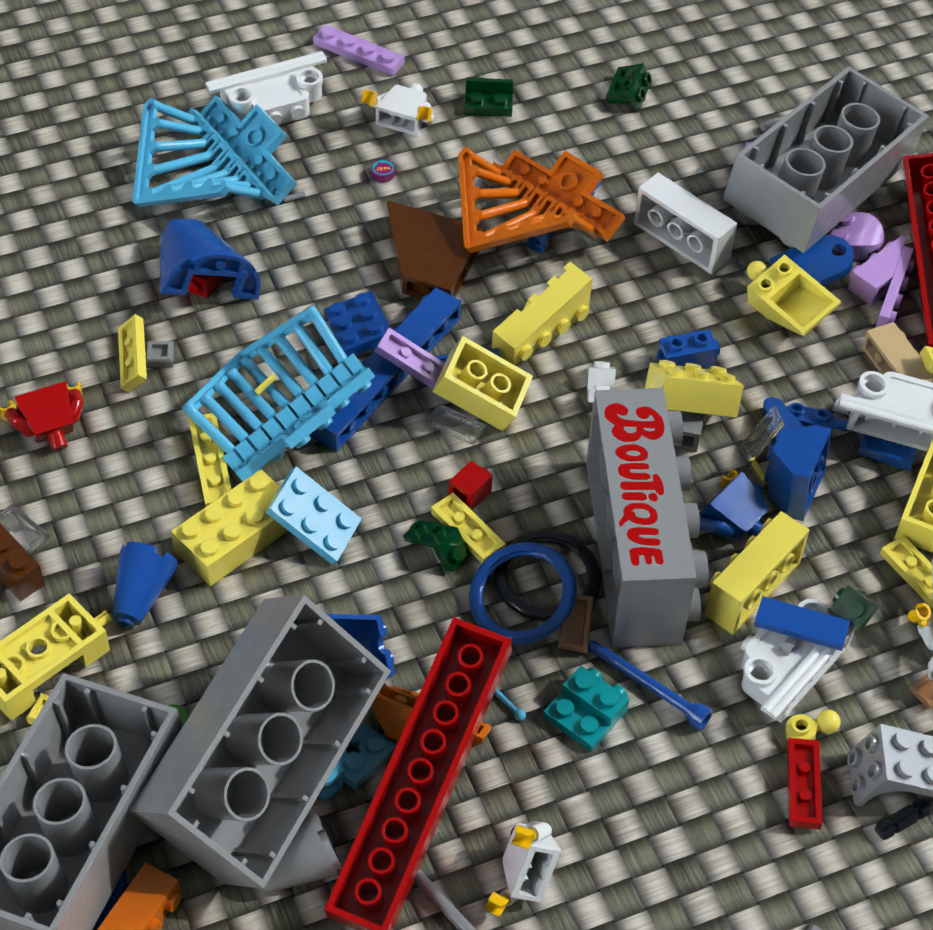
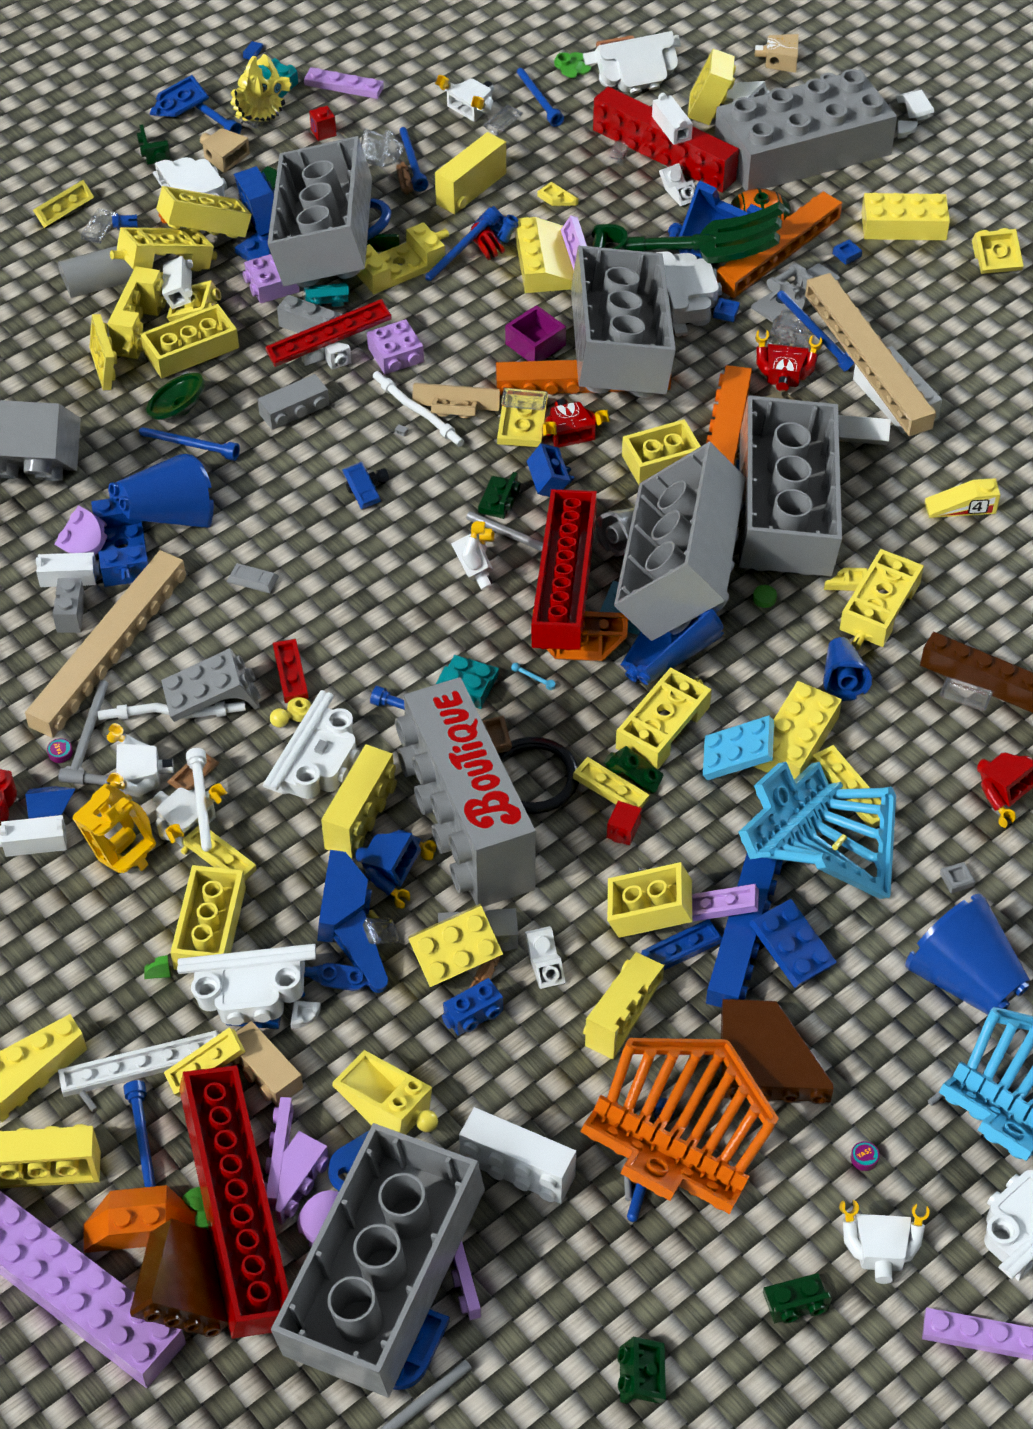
camera: 165 degrees right, 0 degrees up
(132, 353) = (978, 862): light yellow plate -> none
(353, 588) = (652, 733): none -> light yellow brick
(516, 550) = (538, 762): blue wedge -> none
(802, 623) = (313, 756): blue tile -> none
(854, 606) = (272, 773): dark green bracket -> none

